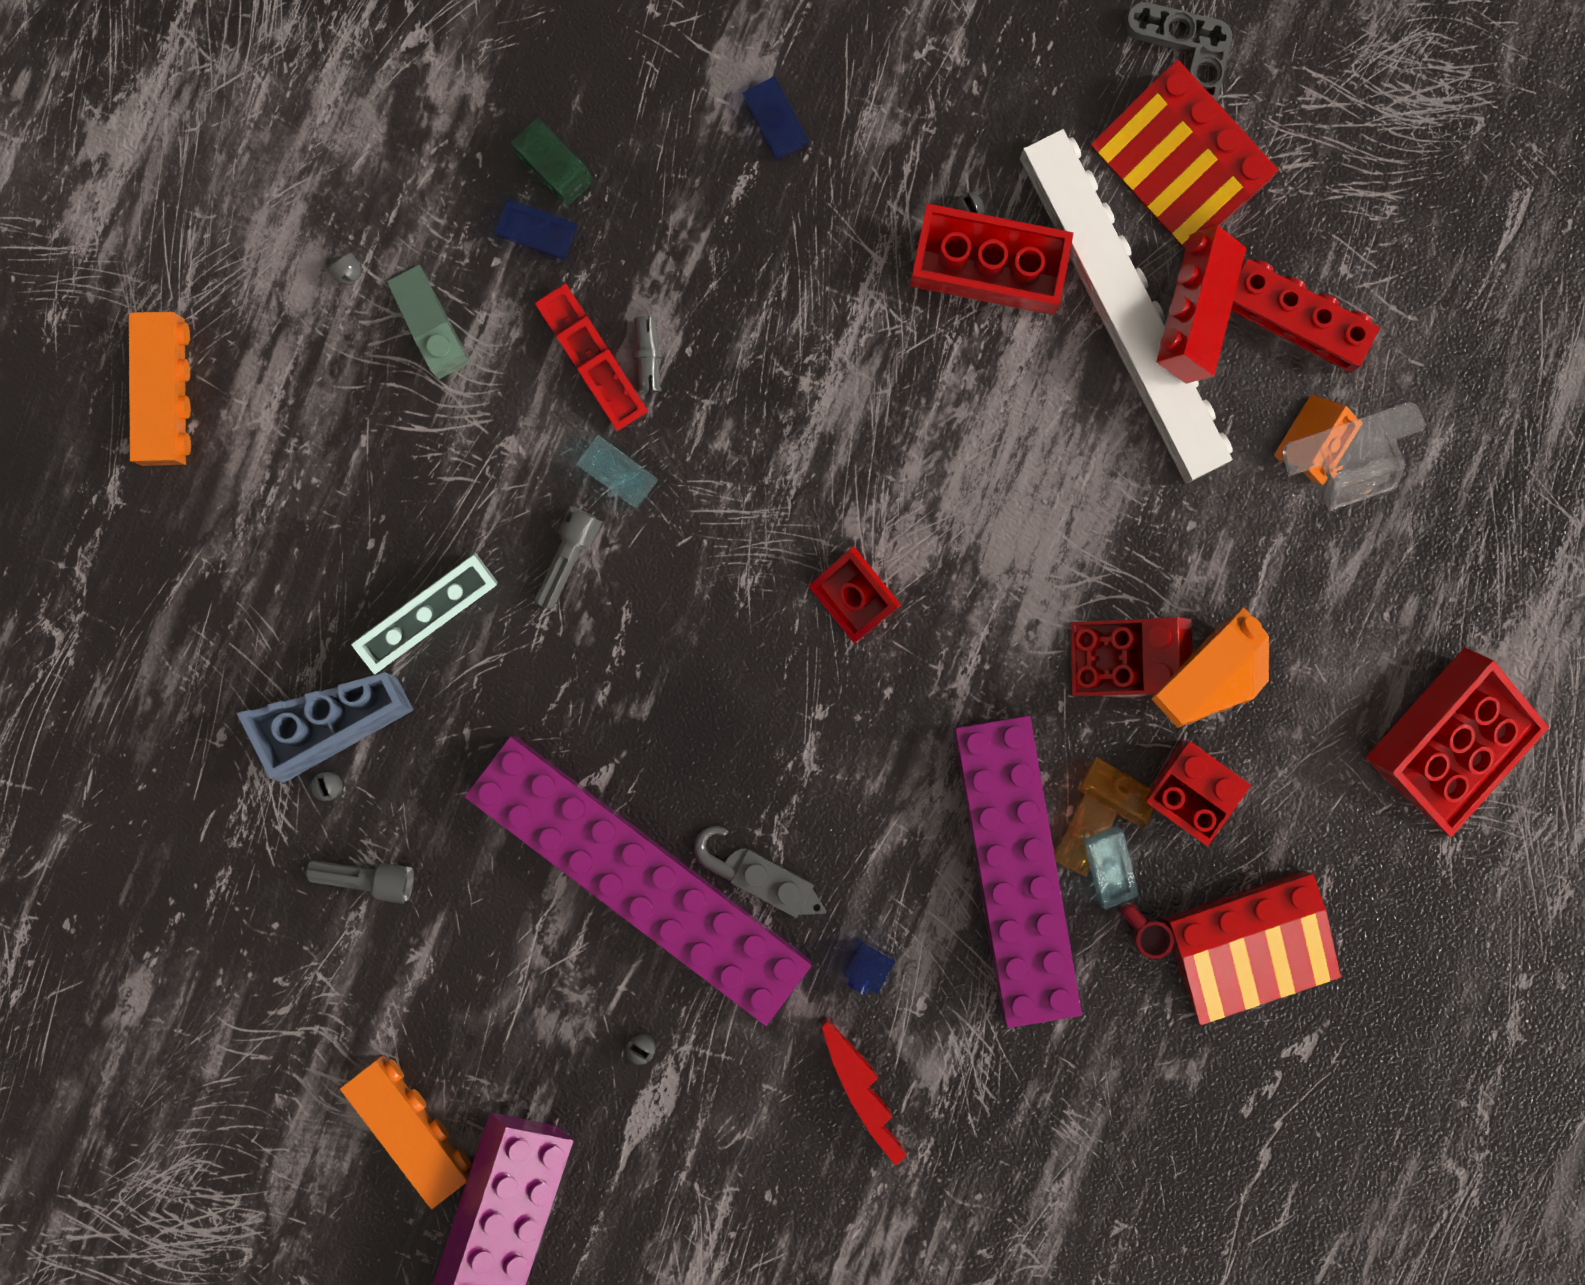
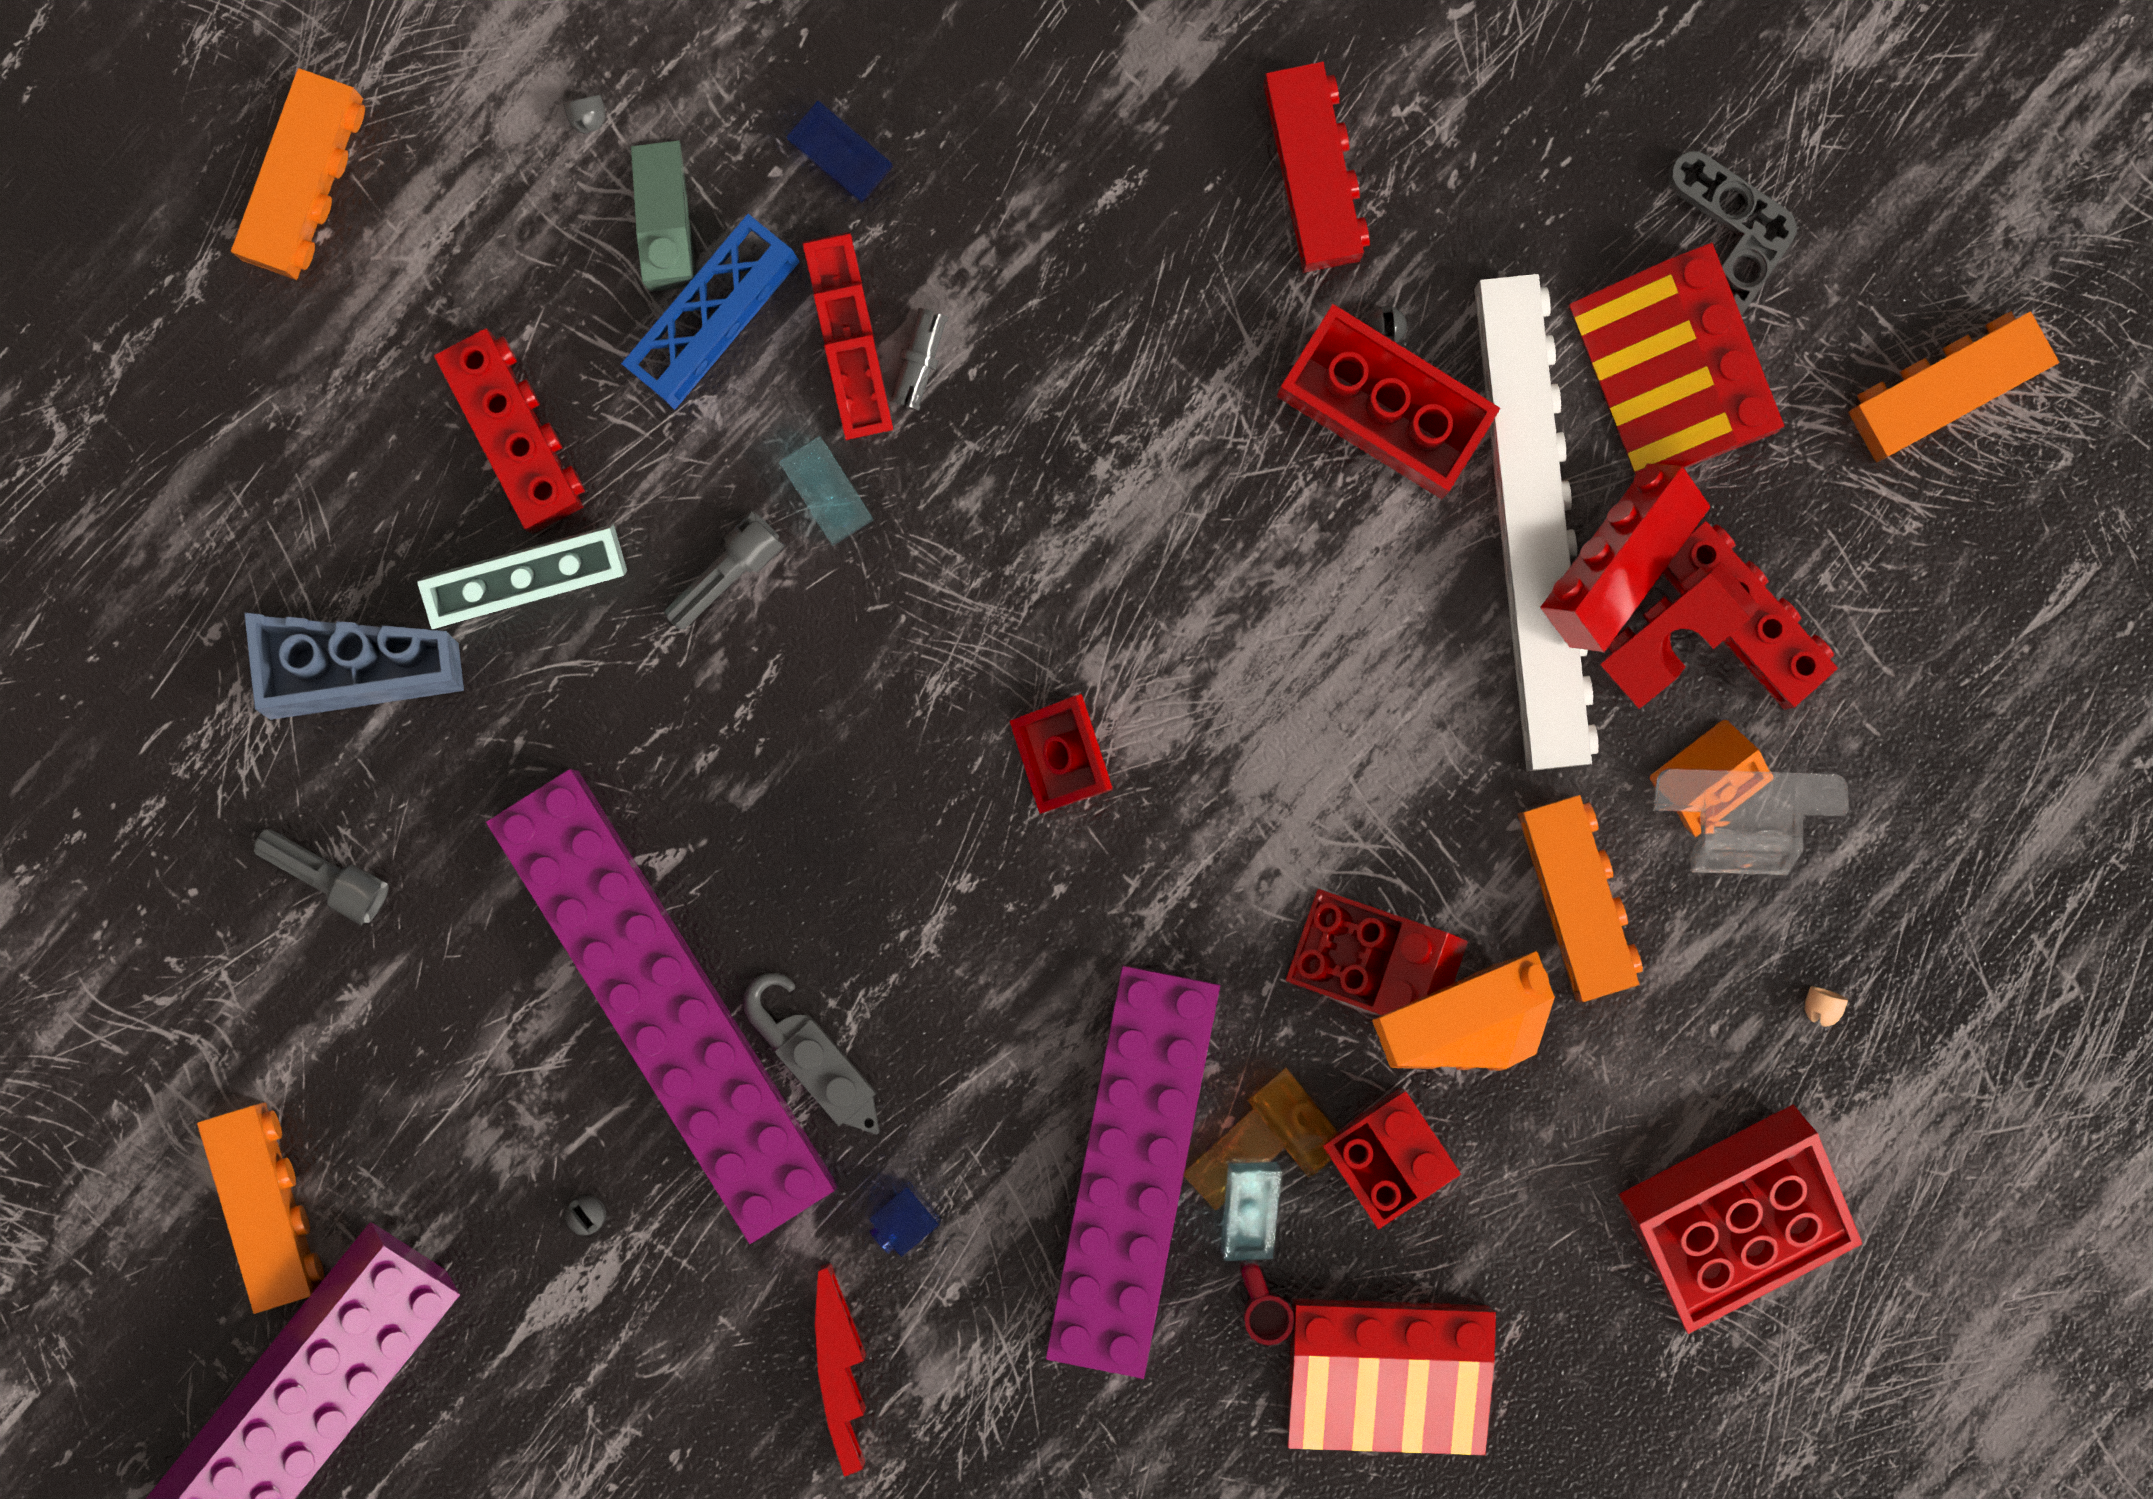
camera: 15 degrees right, 0 degrees up
(333, 785) = (329, 744): dark grey hinge -> none
(376, 514) = (510, 431): none -> red brick
(500, 381) = (726, 321): none -> blue fence
(552, 162) = (890, 76): clear green brick -> none
(775, 118) = (1189, 124): clear blue plate -> none
(875, 113) = (1314, 166): none -> red brick
(1259, 559) = (1580, 899): none -> orange brick
(1273, 315) = (1710, 605): none -> red arch
(1384, 100) = (1953, 386): none -> orange brick
(1459, 567) = (1825, 1006): none -> light nougat hinge

